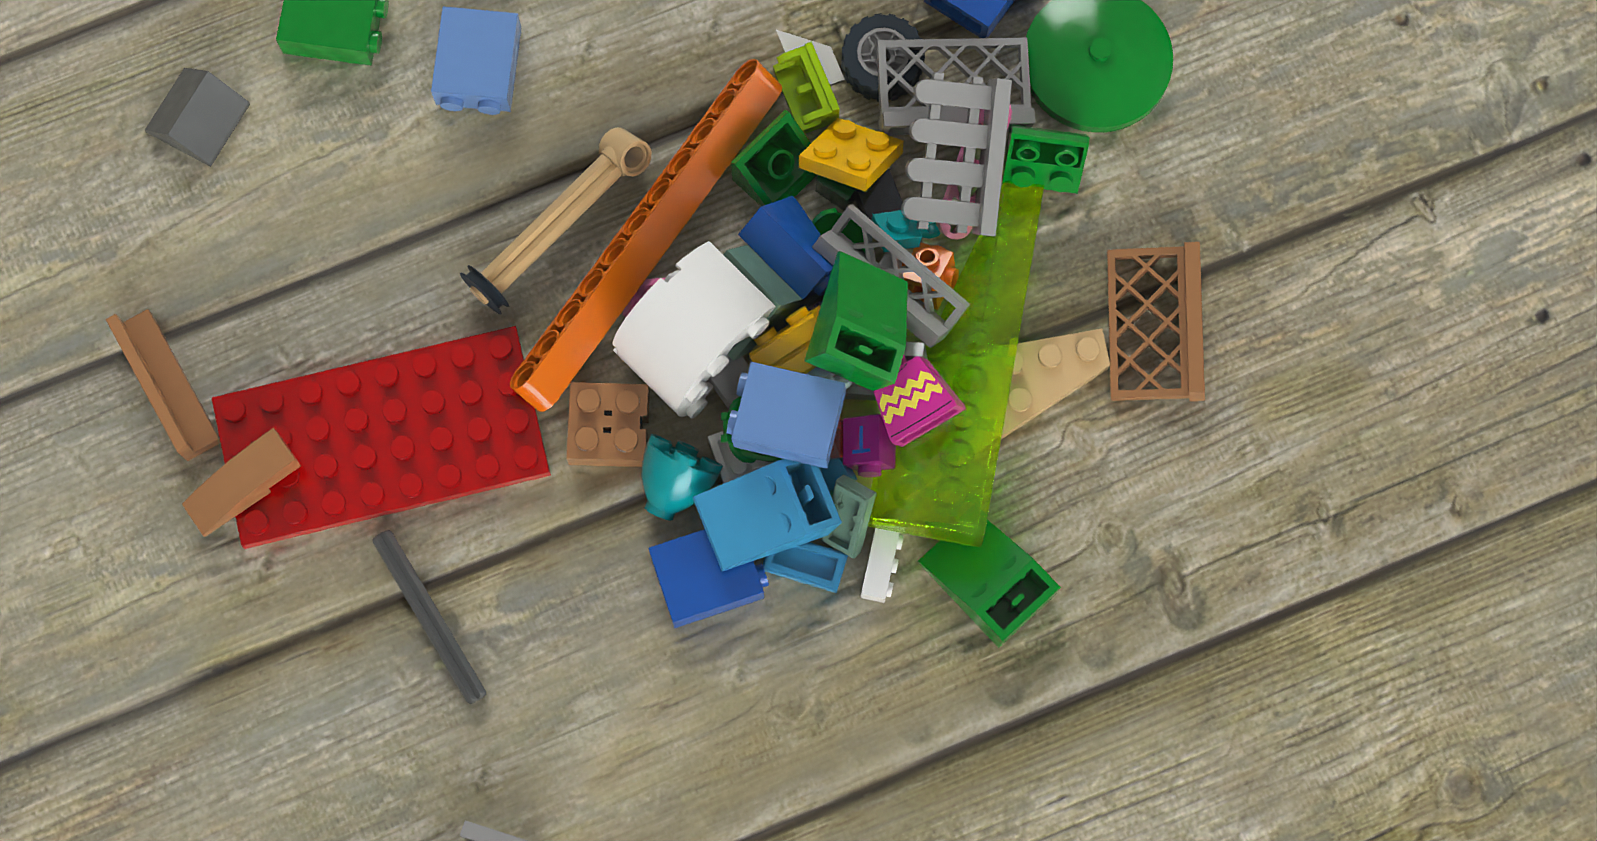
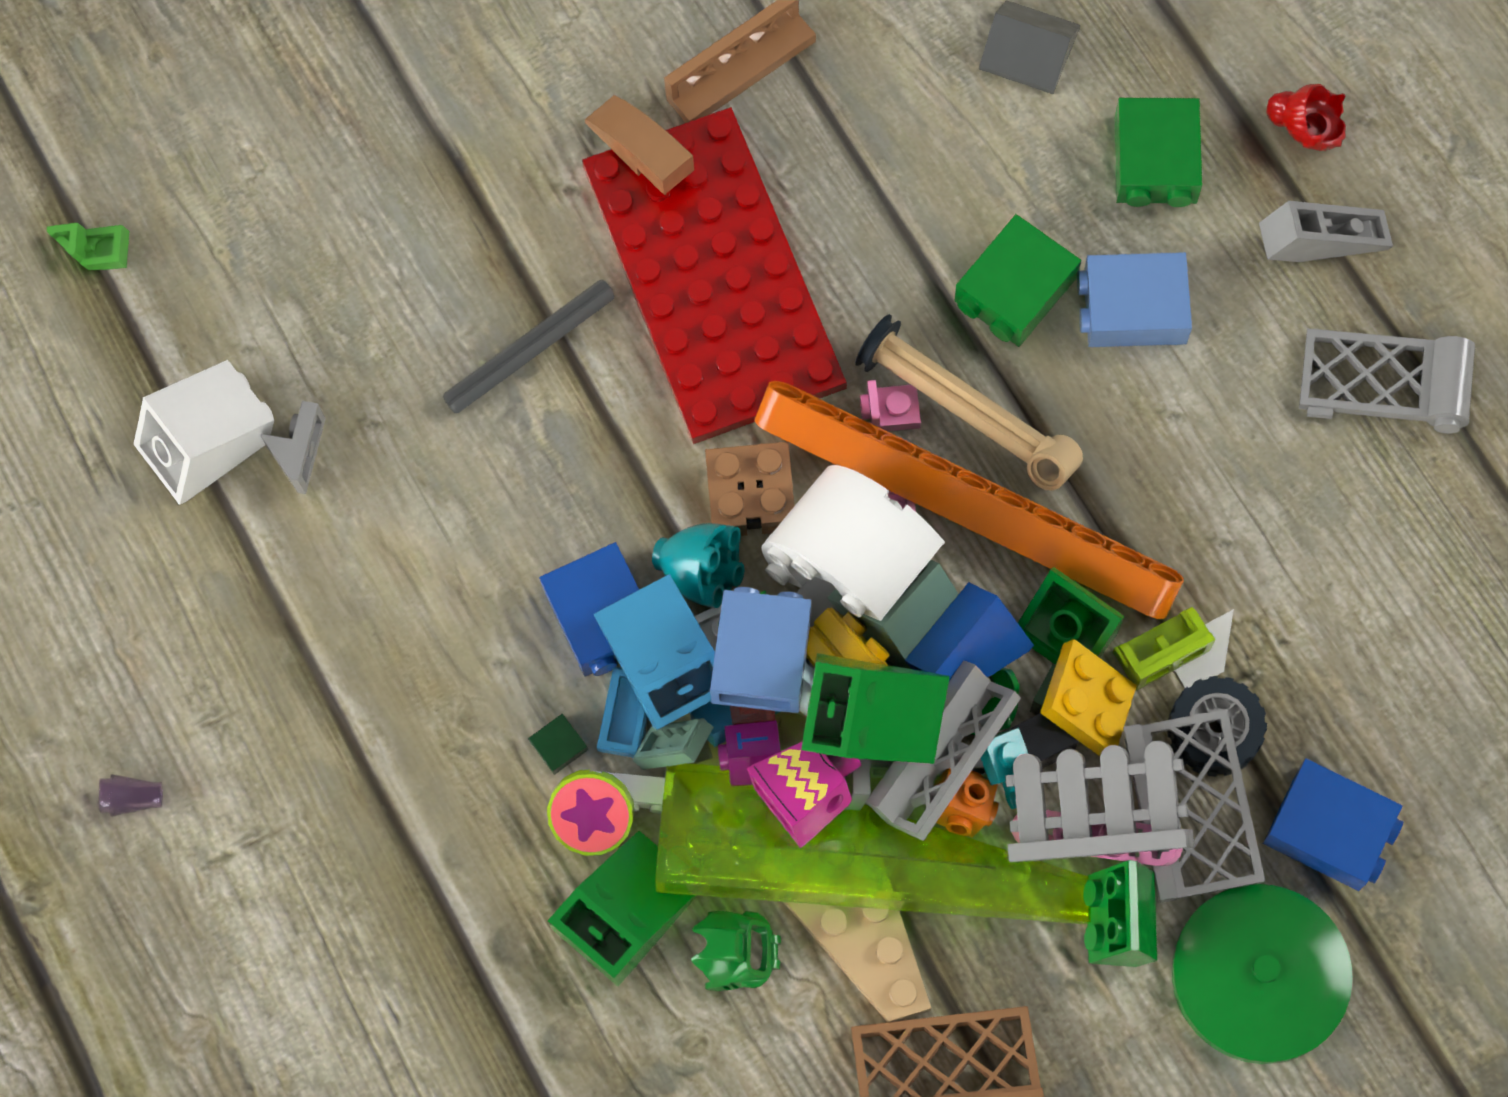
camera: 90 degrees right, 5 degrees down
(440, 160) = (1016, 281): none -> green brick
(545, 290) = (891, 407): none -> bright pink bracket
(827, 626) = (558, 744): none -> dark green tile
(899, 599) = (590, 812): none -> tile
(1033, 486) = (728, 950): none -> green helmet

